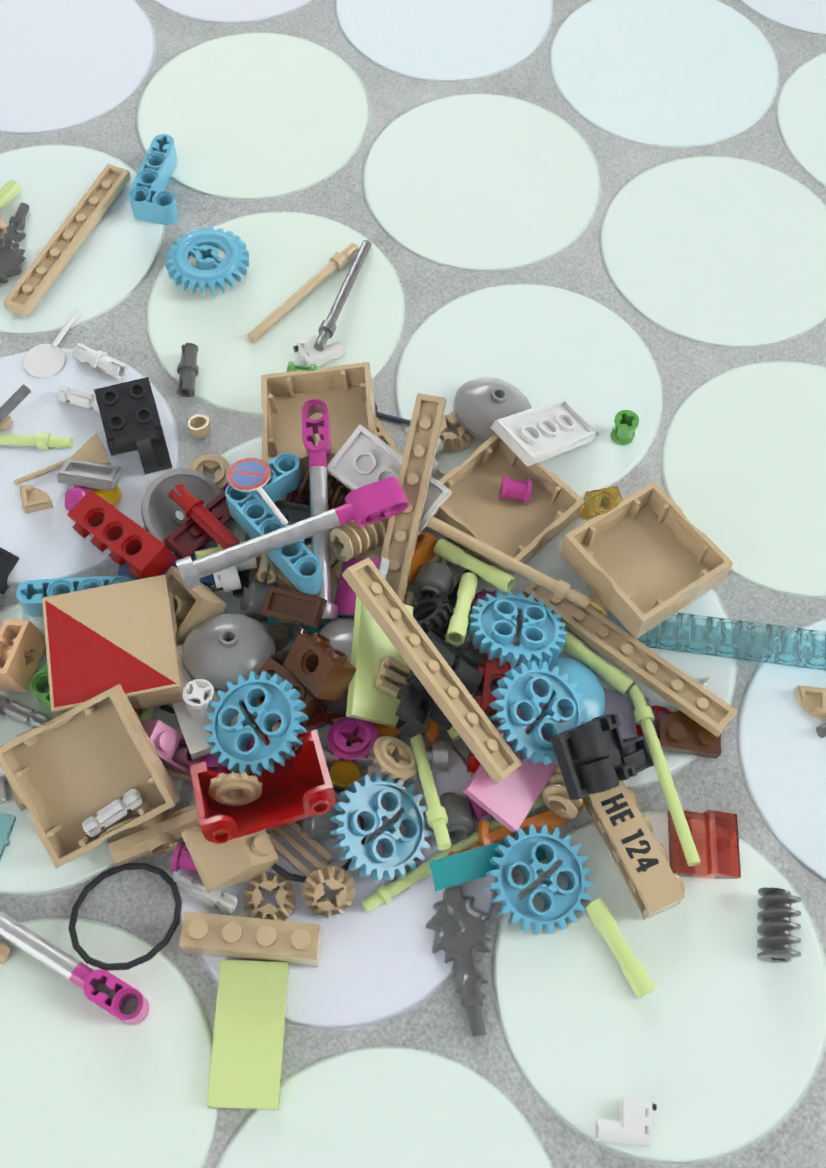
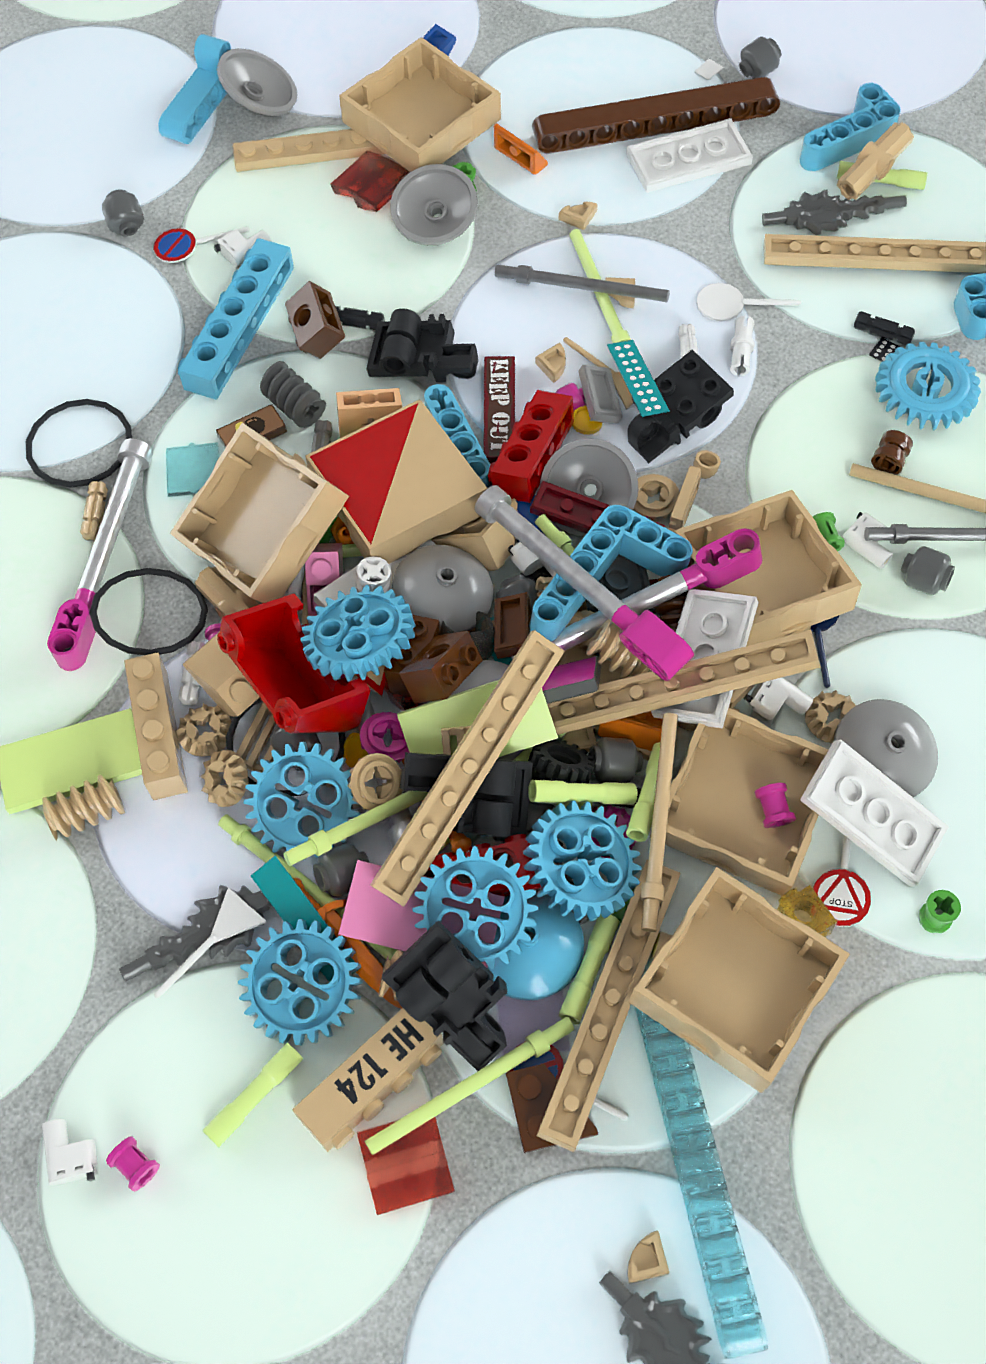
camera: 75 degrees right, 0 degrees up
(57, 553) = (498, 403): none -> tile
(96, 438) = (638, 378): none -> teal sticker
(112, 813) = (236, 556): white axle -> none
(137, 267) = (884, 328): none -> black axle
(154, 276) = (883, 348): none -> black sticker
(187, 370) = (773, 426): dark grey pin -> none
(196, 510) = (585, 492): red axle -> none
(218, 445) = (685, 499): none -> tan tile
(235, 788) = (286, 643): tan gear -> none
(250, 303) = (892, 452): none -> reddish brown wheel
(252, 475) = (638, 518): piece -> none
(306, 1030) = (82, 807): none -> tan piece
(364, 325) = (928, 570): none -> dark grey head
(464, 920) = (233, 918): none -> white piece
(585, 477) = (844, 892): none -> piece
(653, 1064) = (132, 1163): none -> dark pink bush
(777, 925) = (327, 1272): dark grey piece -> none

